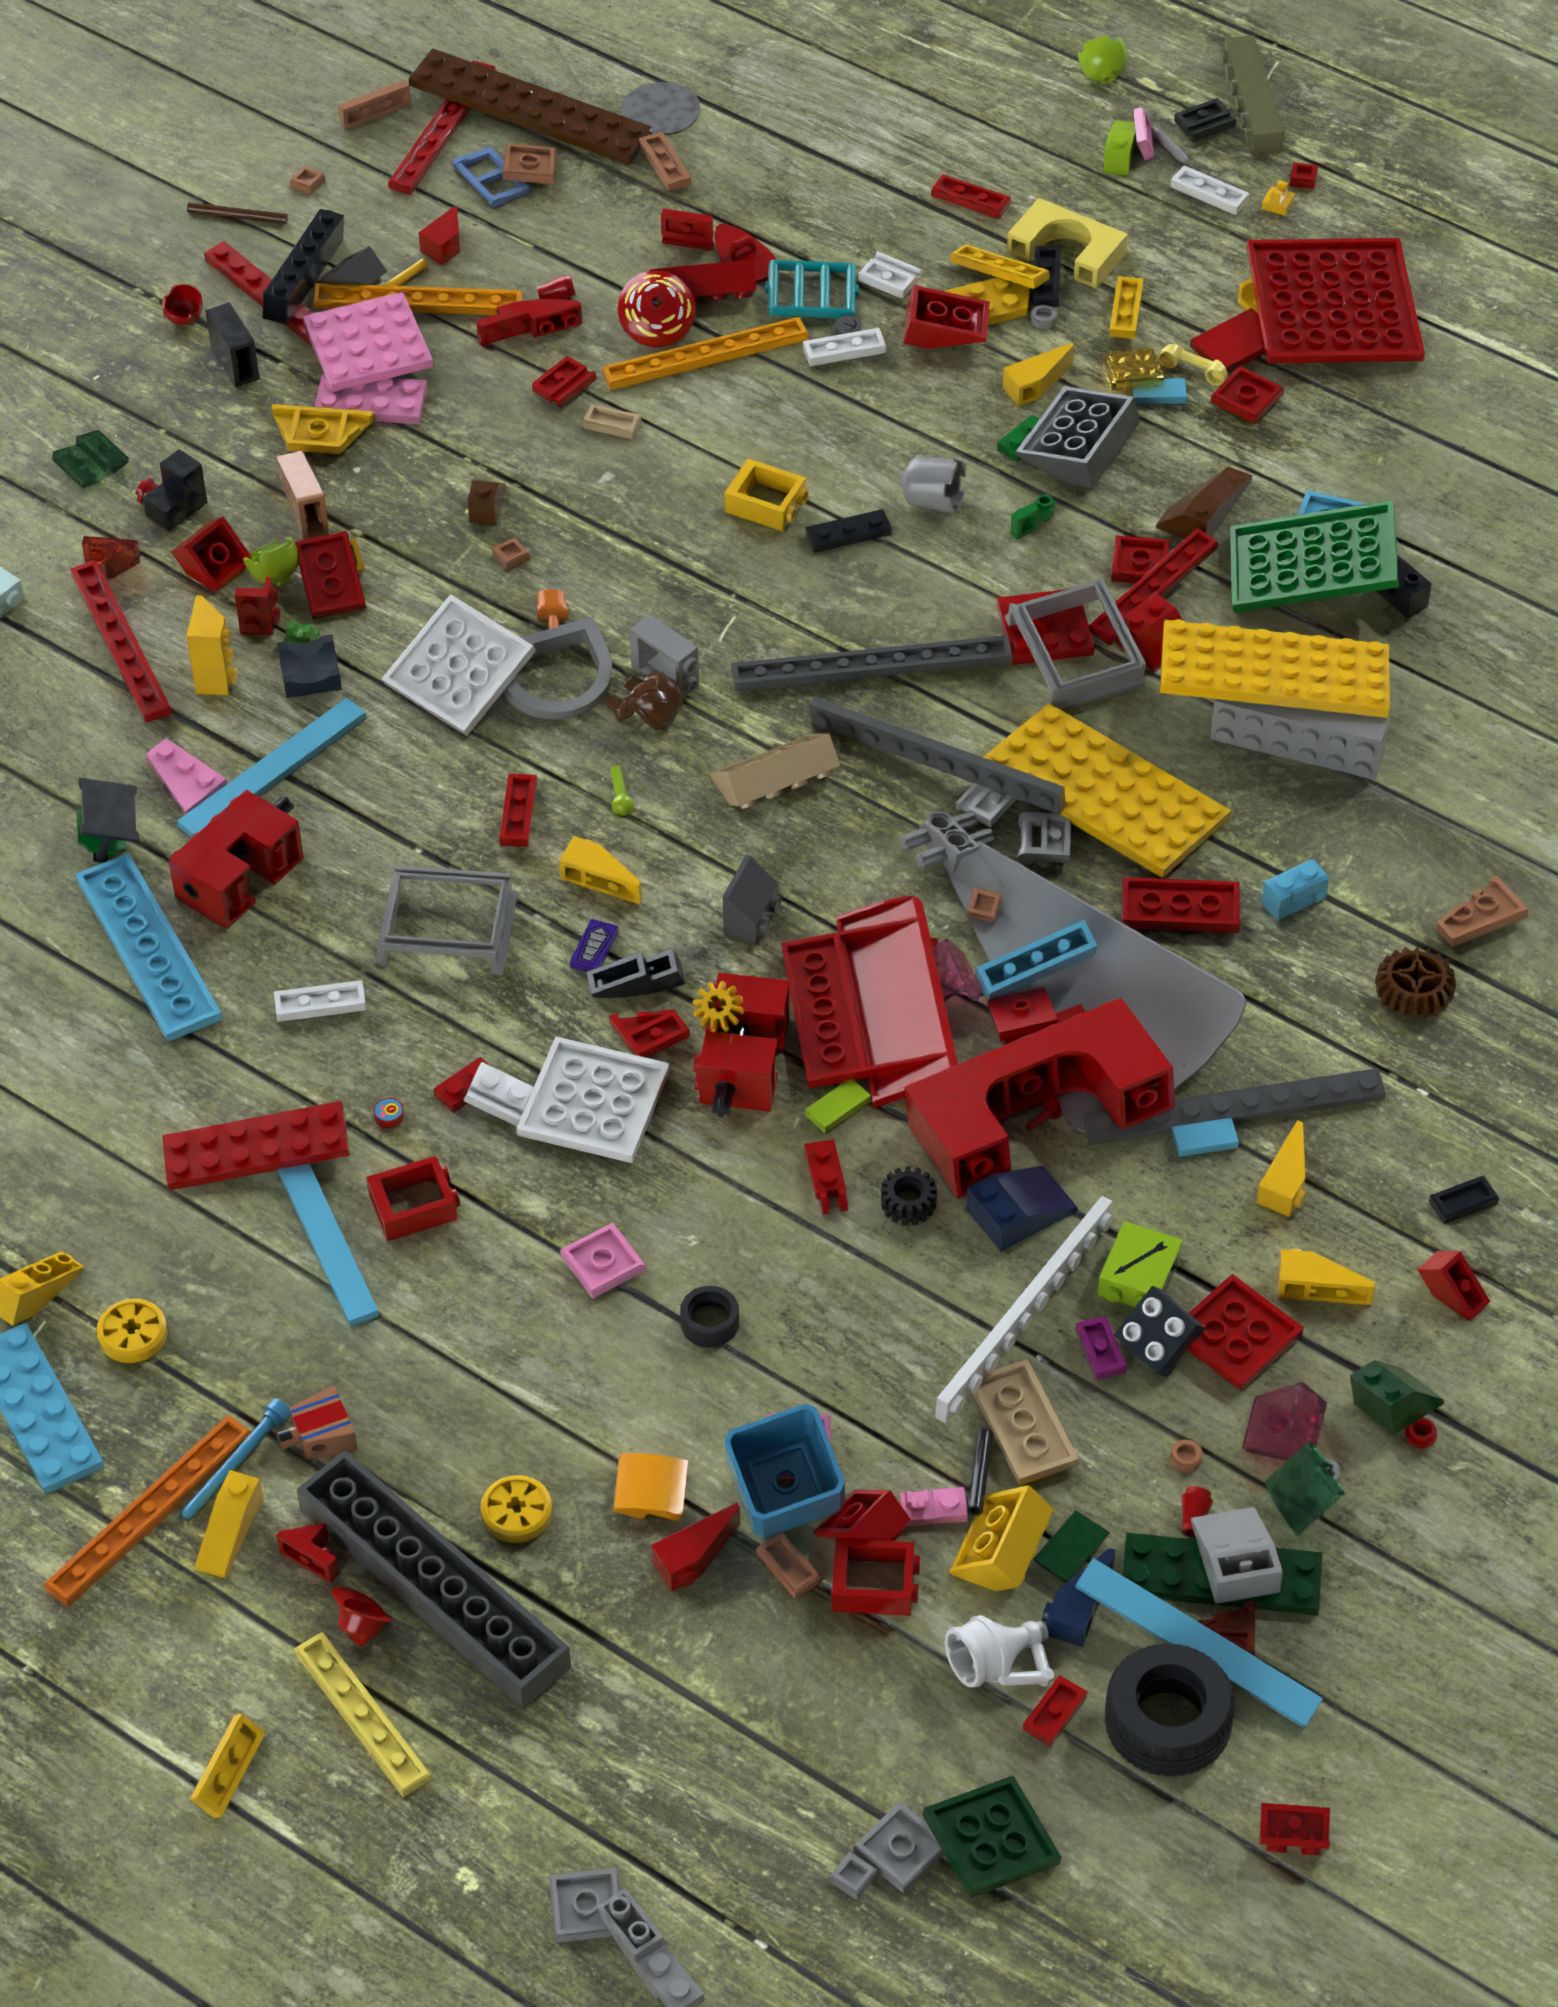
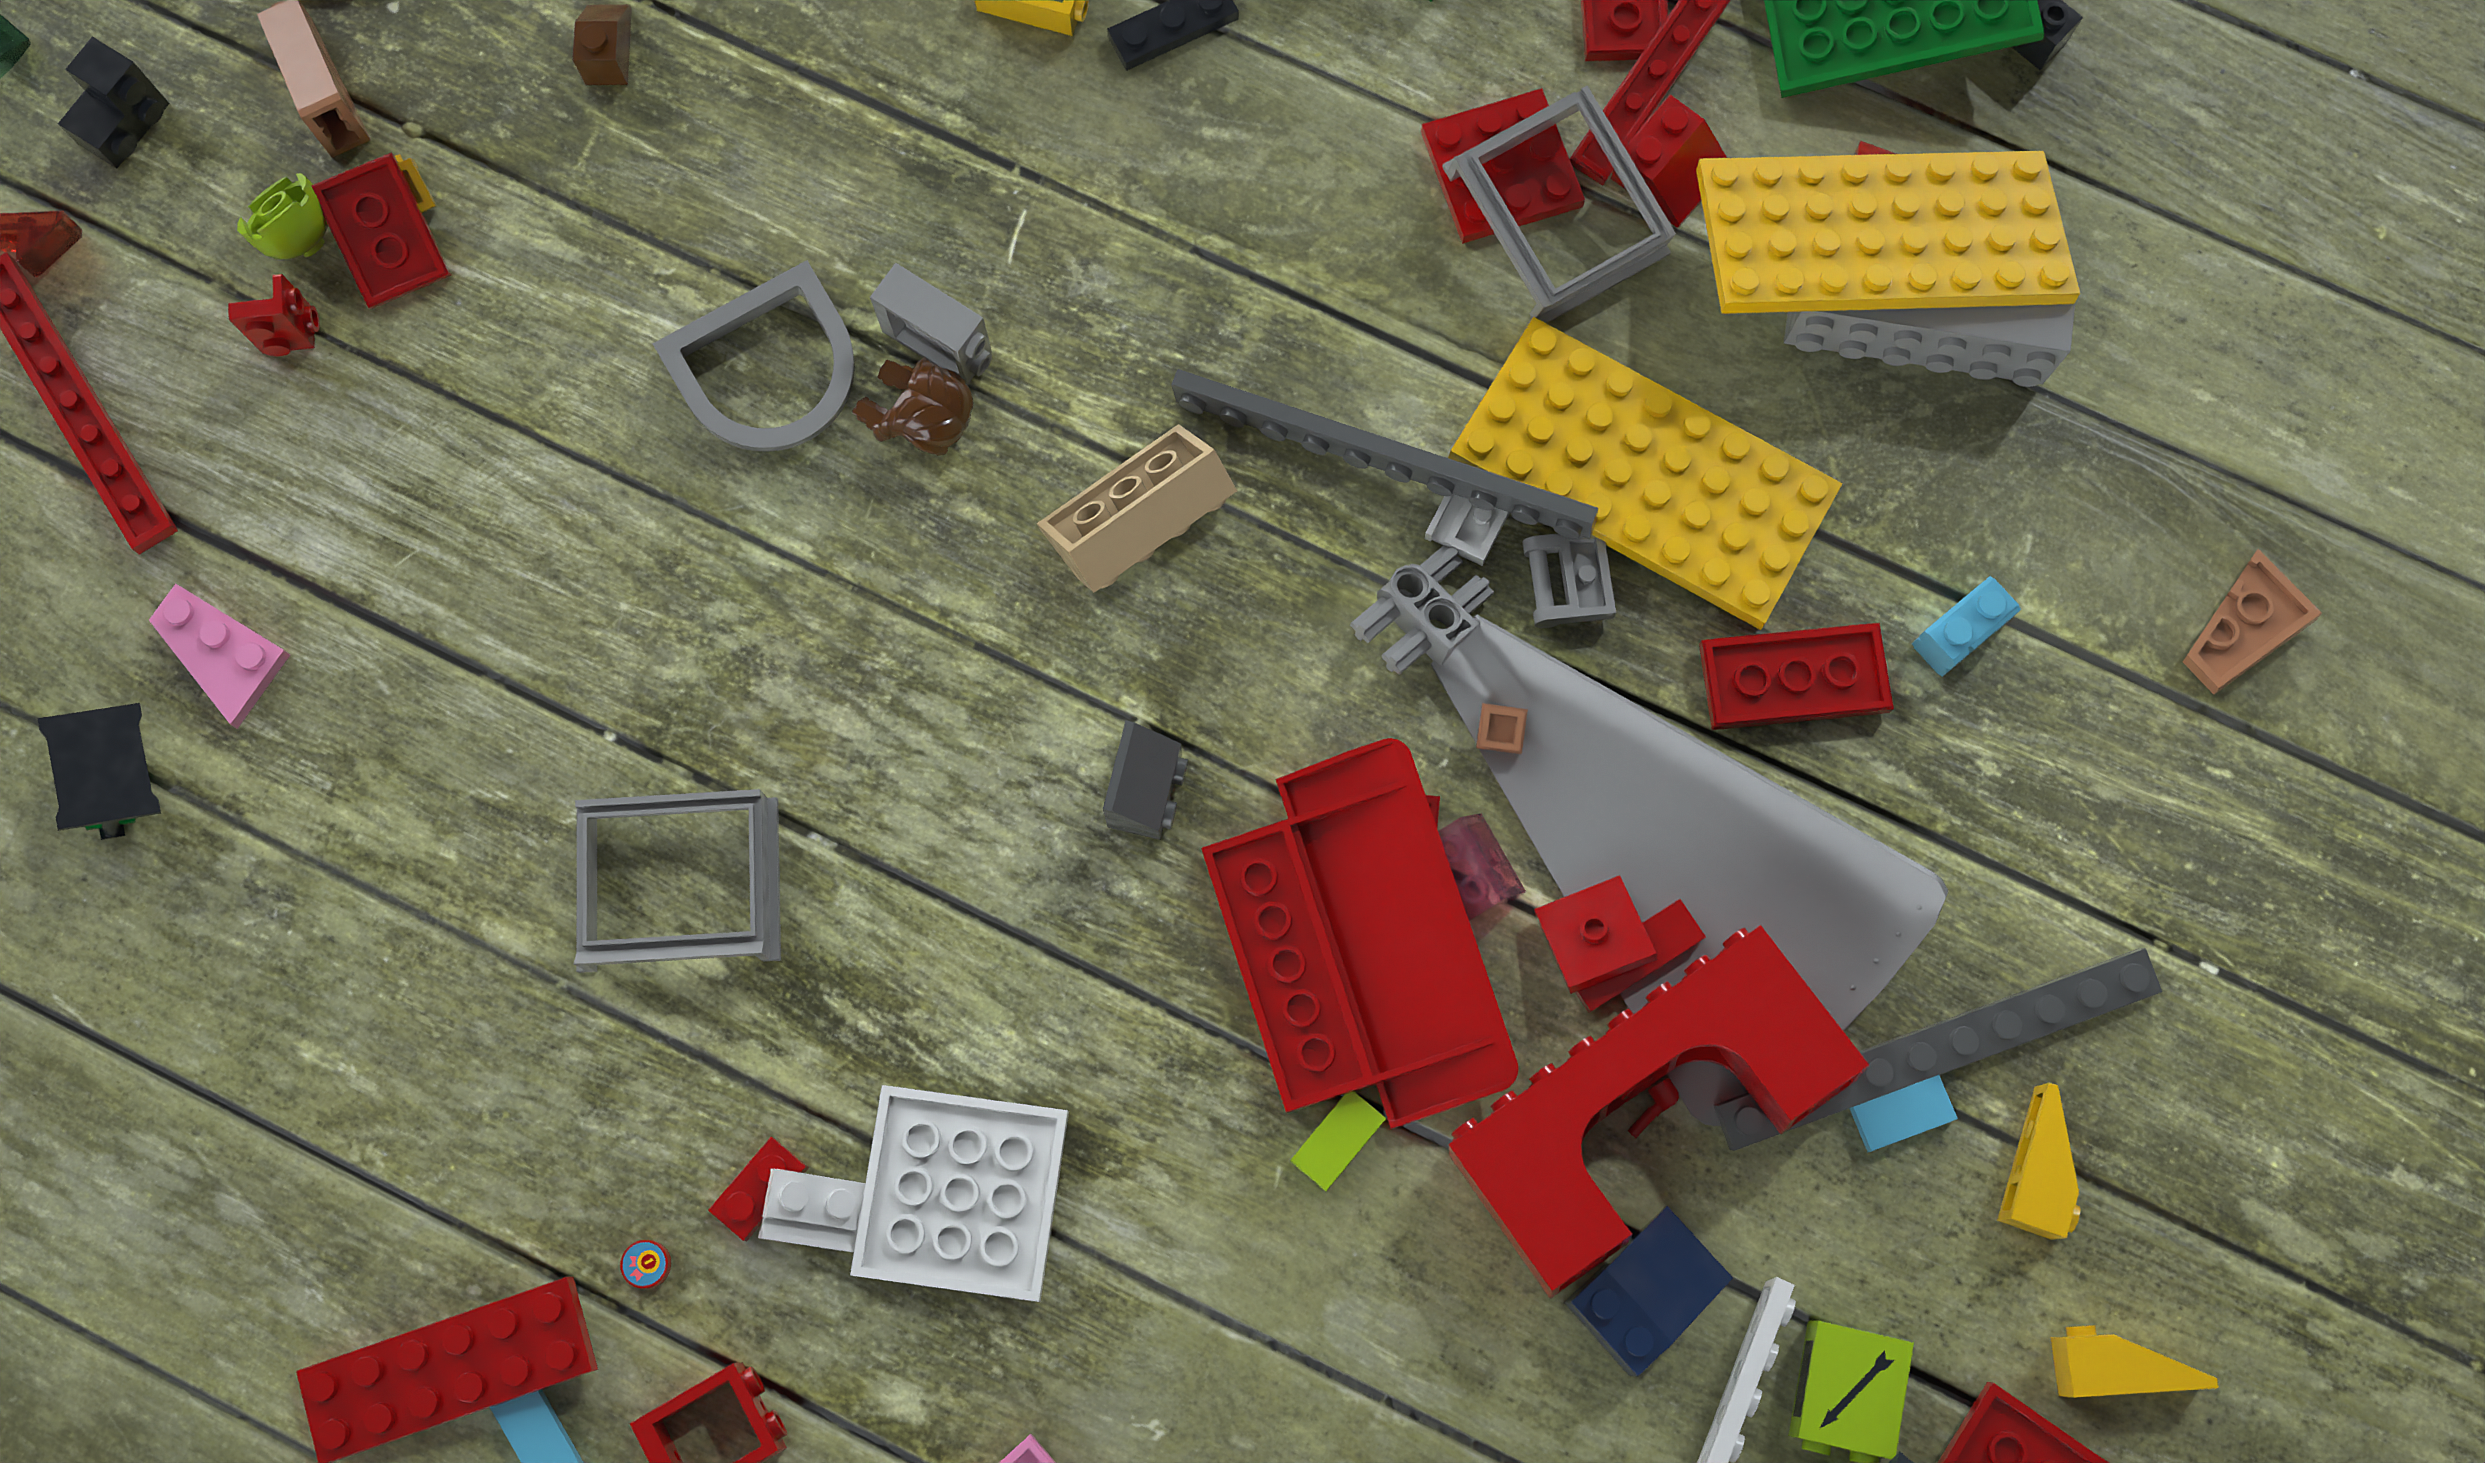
camera: 10 degrees left, 25 degrees up
(144, 488) = (62, 98): red plate -> none
(148, 947) = (214, 1002): medium azure plate -> none
(210, 650) = (205, 425): yellow slope -> none
(212, 554) = (190, 213): red slope -> none
(241, 838) = (317, 772): red piece -> none
(278, 763) = (353, 618): medium azure tile -> none
(301, 634) = (357, 354): bright green tile -> none
(309, 667) = (378, 414): black brick -> none
(319, 1001) = (501, 1066): white plate -> none
(458, 665) = (612, 385): white plate -> none
(510, 554) = (659, 141): nougat tile -> none
(518, 810) = (752, 644): red plate -> none
(551, 607) = (741, 244): orange piece -> none
(594, 946) = (913, 889): tile -> none
(596, 869) = (884, 740): yellow slope -> none
(622, 803) = (911, 602): lime bar -> none
(637, 975) = (987, 942): black slope -> none
(650, 1031) = (1025, 1046): red wing -> none
(709, 1015) = (1128, 1059): yellow gear -> none
(739, 1064) = (1159, 1112): red piece -> none
(826, 1174) = (1341, 1276): red hinge -> none
(871, 663) = (1249, 278): dark grey plate -> none
(908, 1182) = (1505, 1304): black tyre -> none
(1036, 960) = (1604, 840): medium azure brick -> none
(1433, 986) = (2174, 742): reddish brown gear -> none
(1454, 1283) = (2324, 1342): red slope -> none
(1463, 1199) = (2307, 1169): black tile -> none

